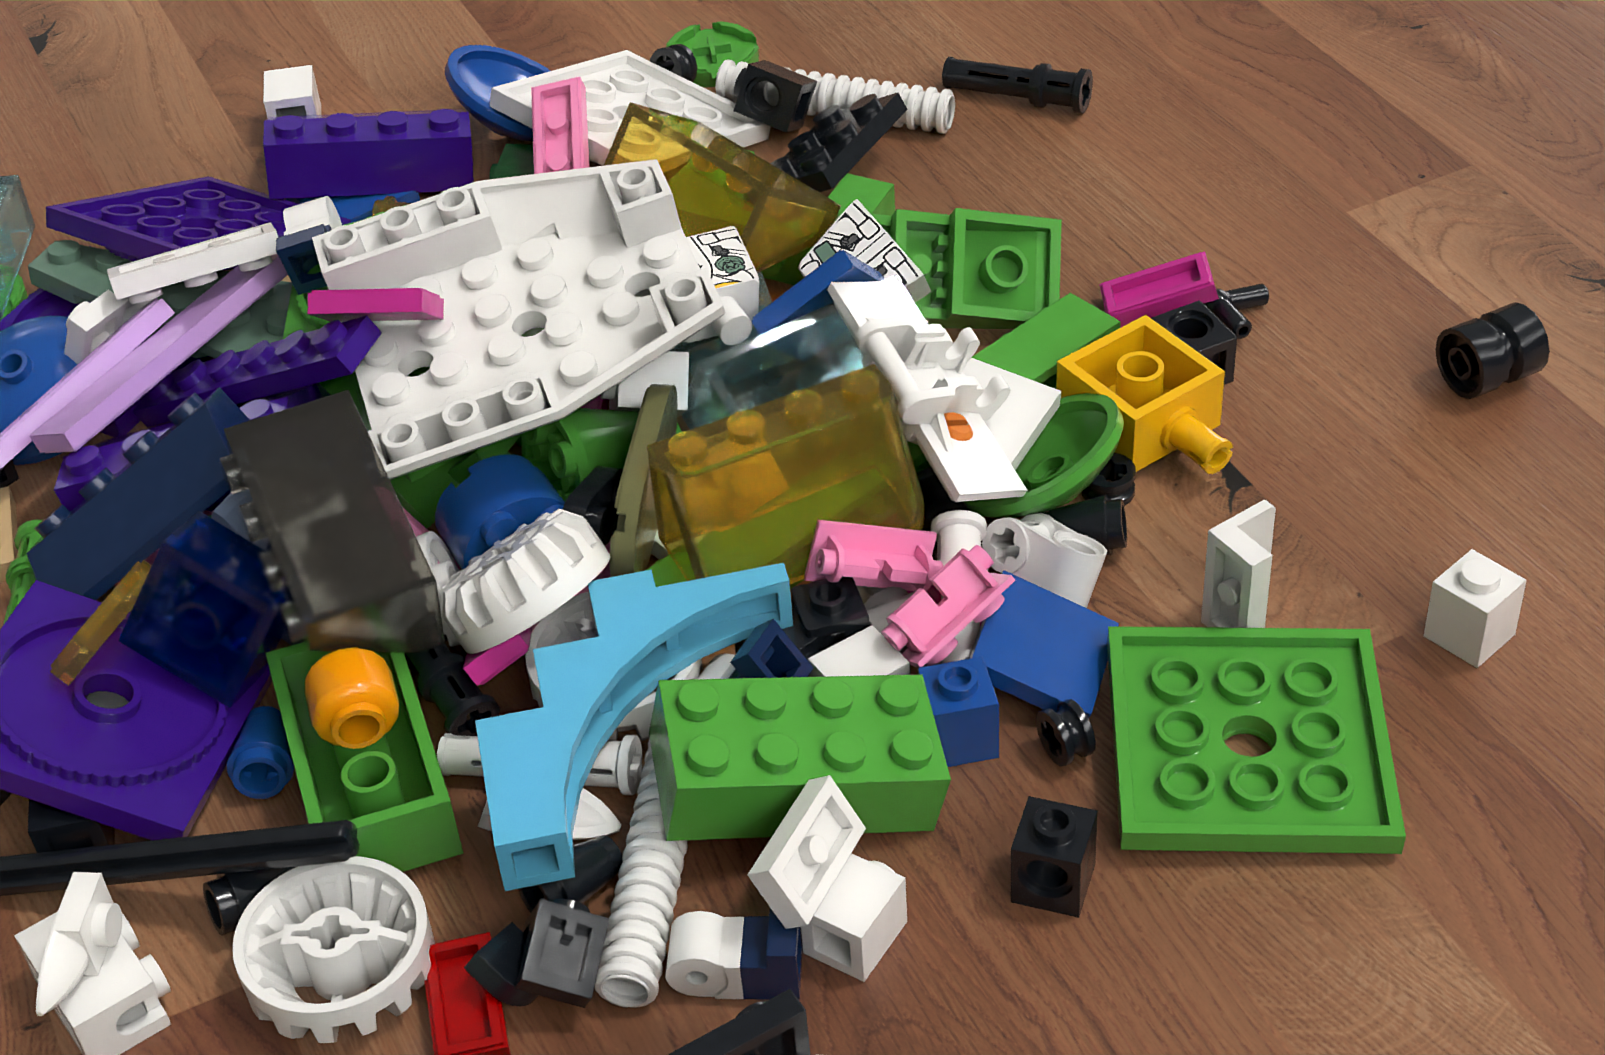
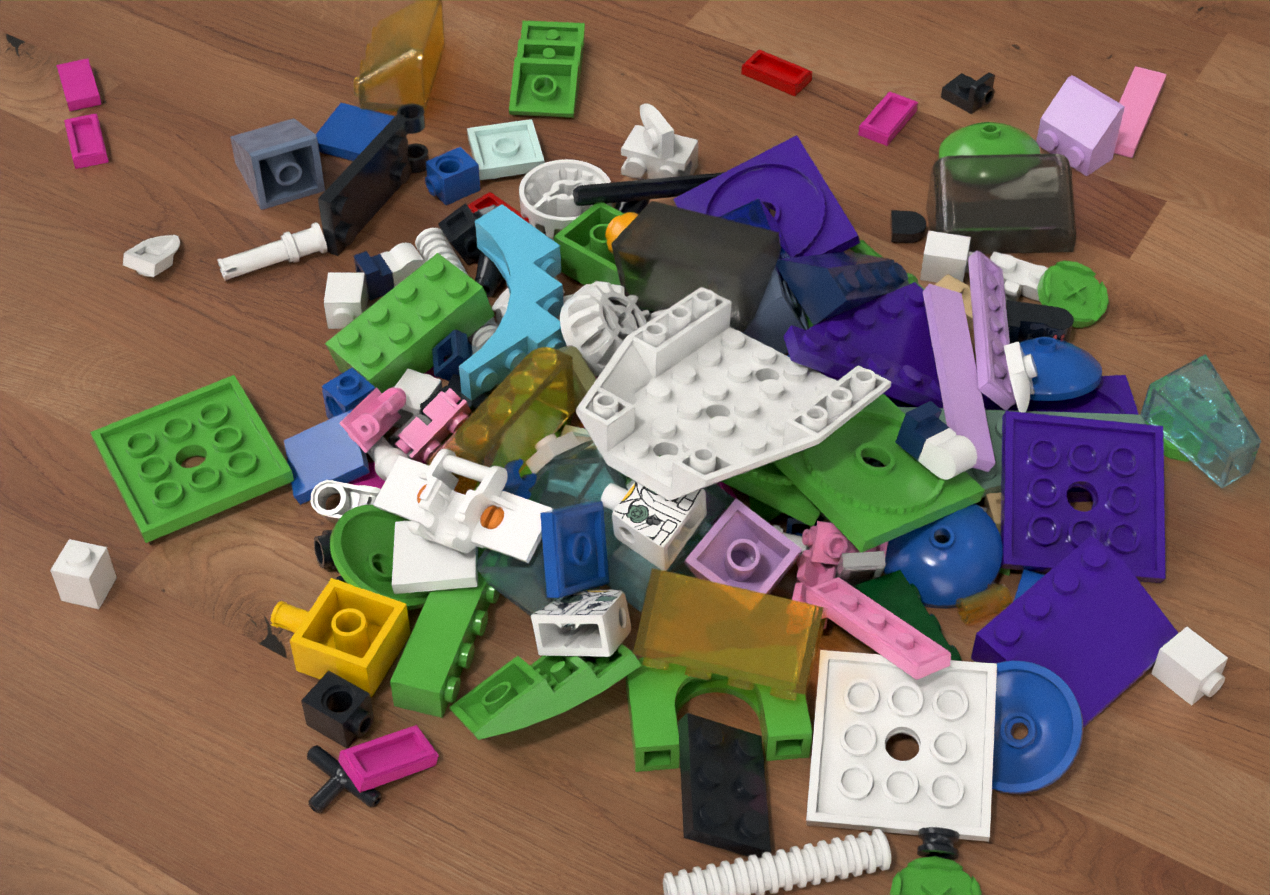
camera: 145 degrees right, 5 degrees up
(100, 625) = (787, 218): clear yellow tile -> none
(194, 263) = (990, 397): white plate -> none
(377, 304) = (803, 360): dark pink tile -> none
(793, 89) = (811, 818): black brick -> none
(807, 852) = (368, 274): white plate -> none
(1053, 856) = (263, 354): black brick -> none
(1065, 732) = (290, 420): black bush -> none
(1239, 569) = (225, 516): white panel -> none
(1492, 350) = (112, 795): black wheel -> none

